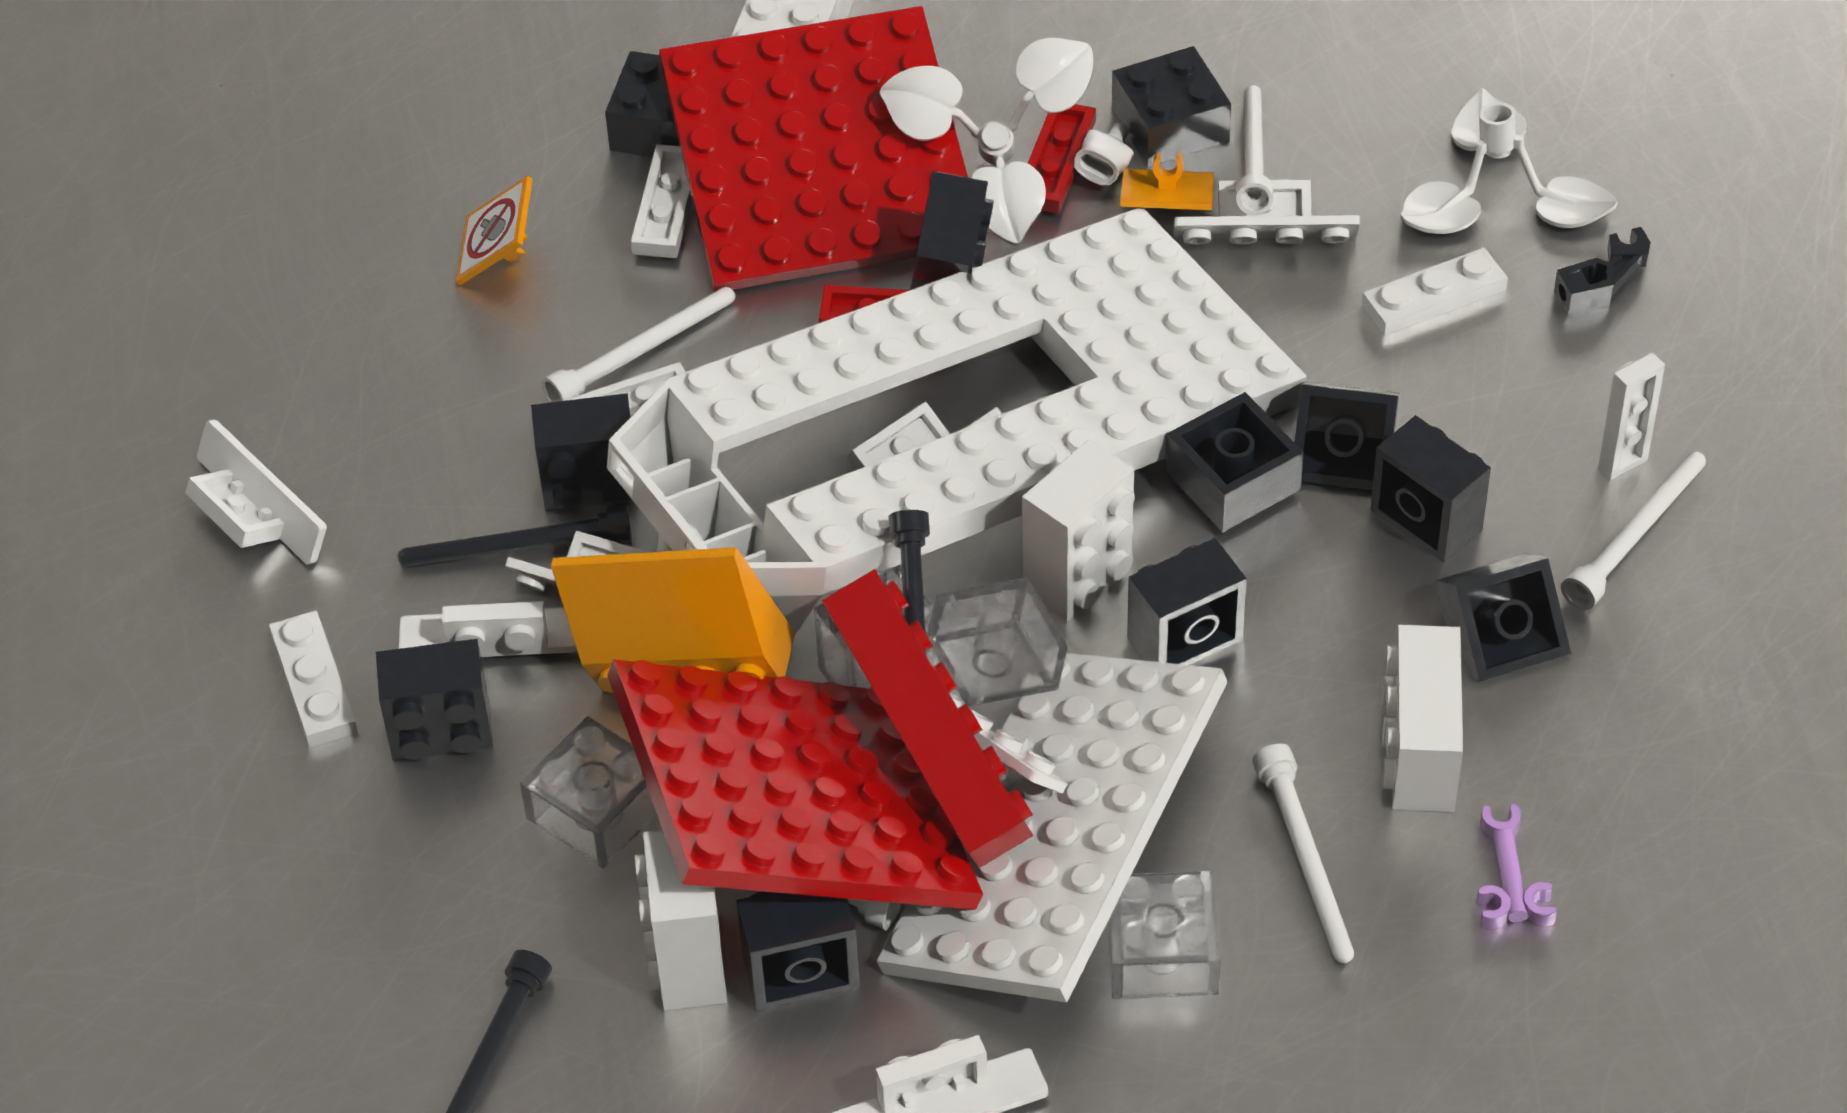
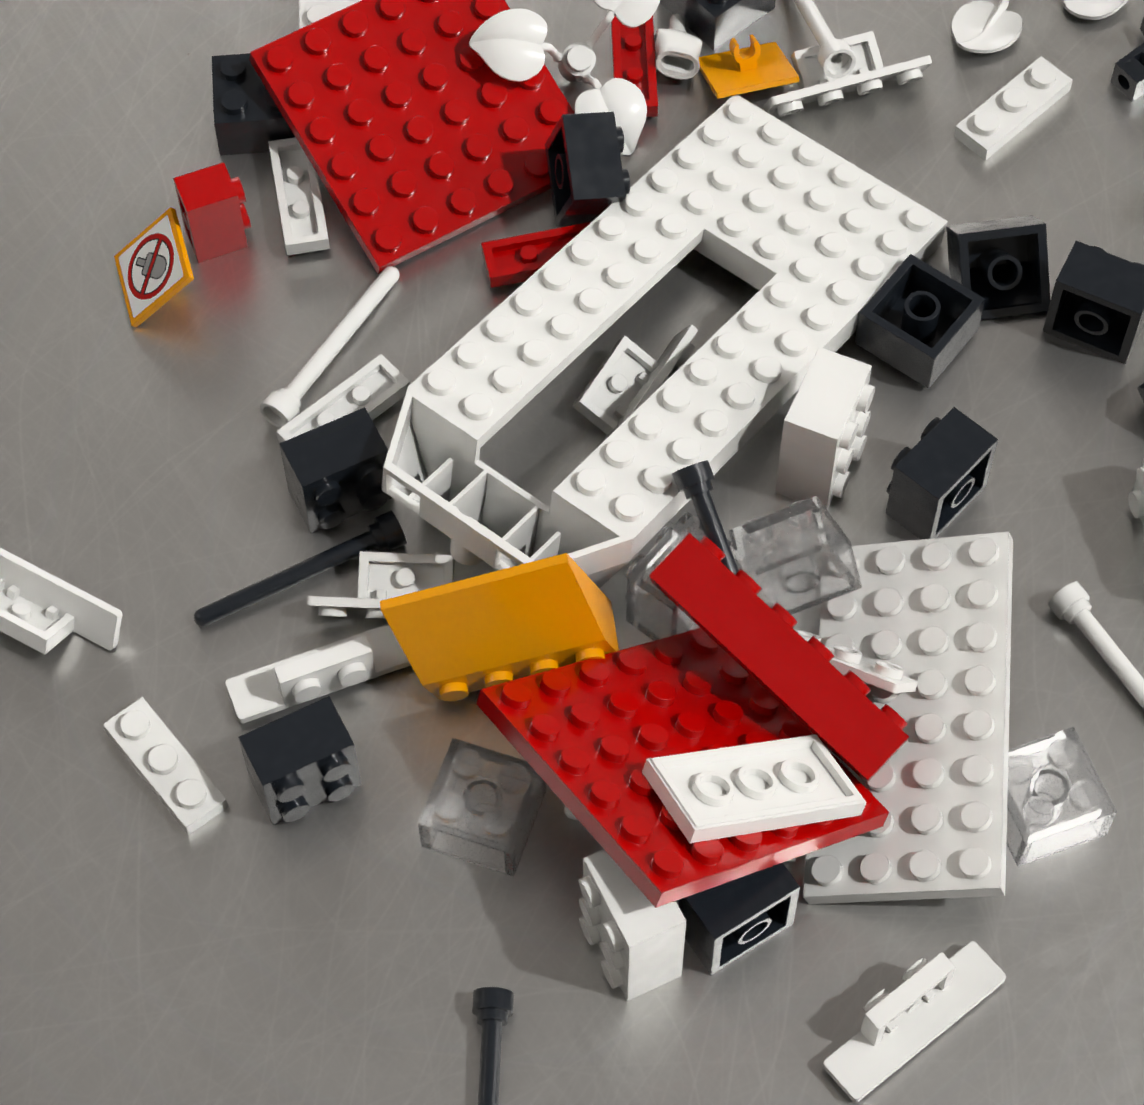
camera: 20 degrees left, 10 degrees up
(568, 192) = (213, 211): none -> red brick
(841, 819) = (753, 788): none -> white tile

